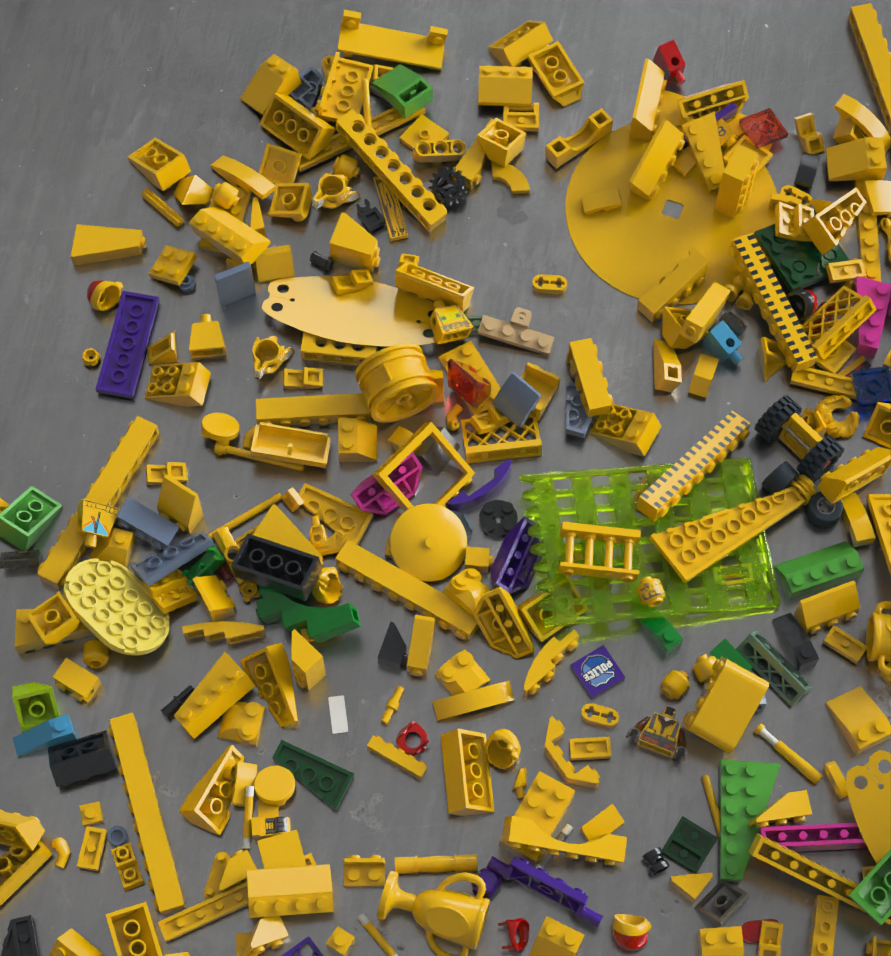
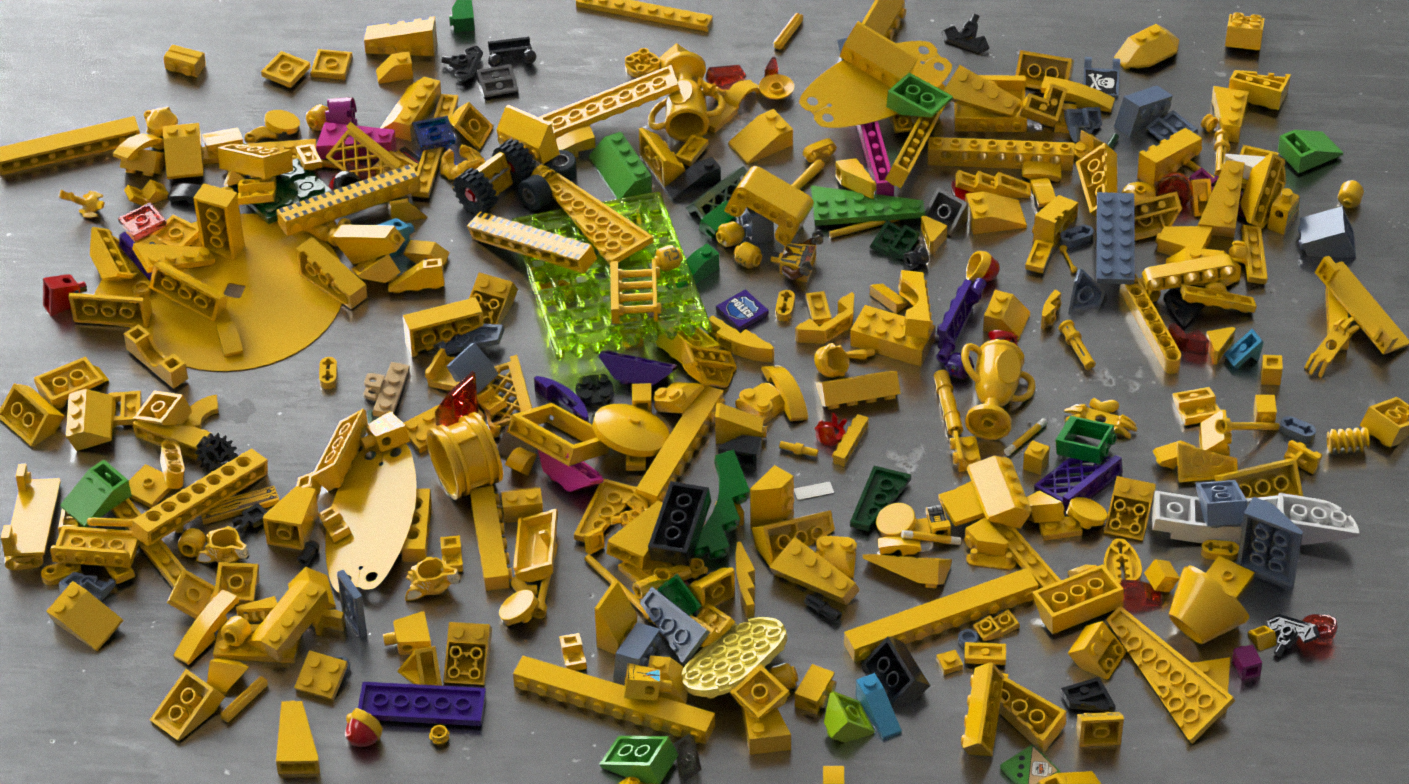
camera: 95 degrees left, 20 degrees down
(296, 126) = (142, 584): yellow slope -> none
(794, 87) = (90, 204): none -> yellow piece

